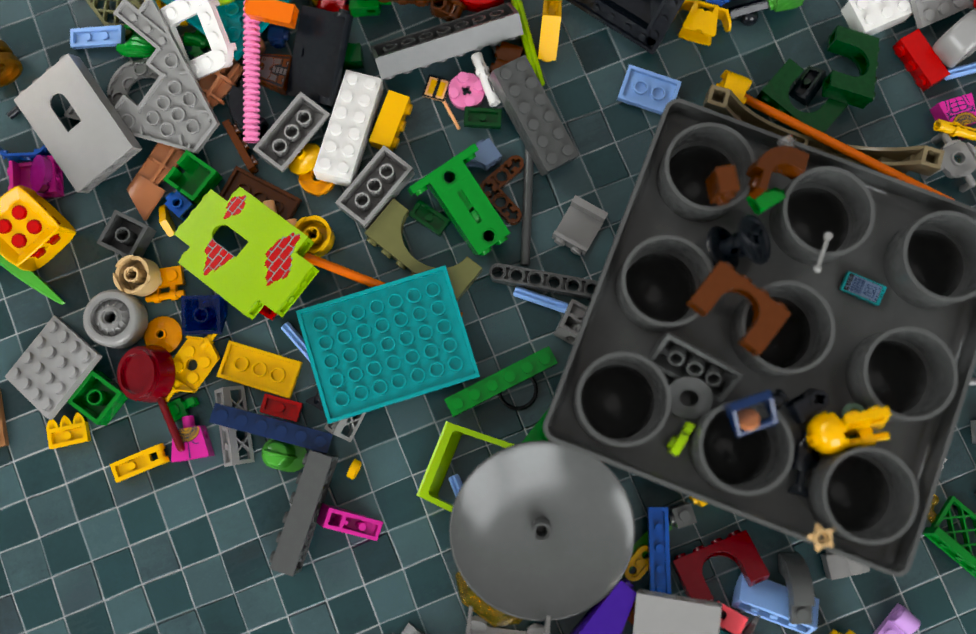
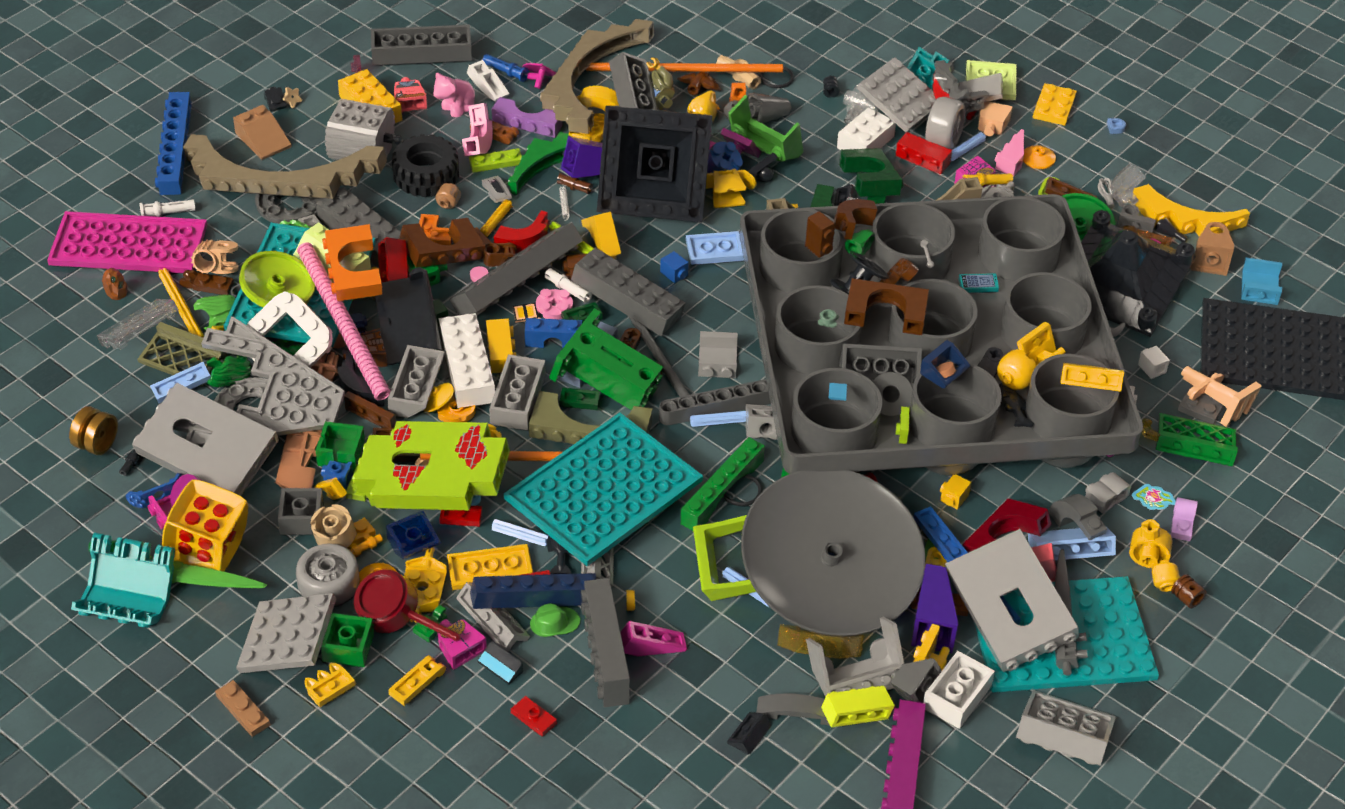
camera: 30 degrees left, 35 degrees down
(215, 479) = (501, 663): none -> black slope
(215, 547) = (533, 716): none -> red plate
(417, 22) = (477, 272): none -> bright pink tile
(433, 124) = (539, 330): none -> blue arch
(597, 99) = (674, 267): none -> blue brick
(629, 390) = (837, 391): none -> dark azure piece
(677, 293) = (828, 318): none -> sand green plate
(681, 515) = (949, 511): dark grey brick -> none
(780, 255) = (902, 269): none -> reddish brown beam
(827, 537) = (1059, 427): tan plate -> none
(886, 585) = (1153, 497): none -> sticker
(892, 502) = (1092, 377): none -> yellow plate

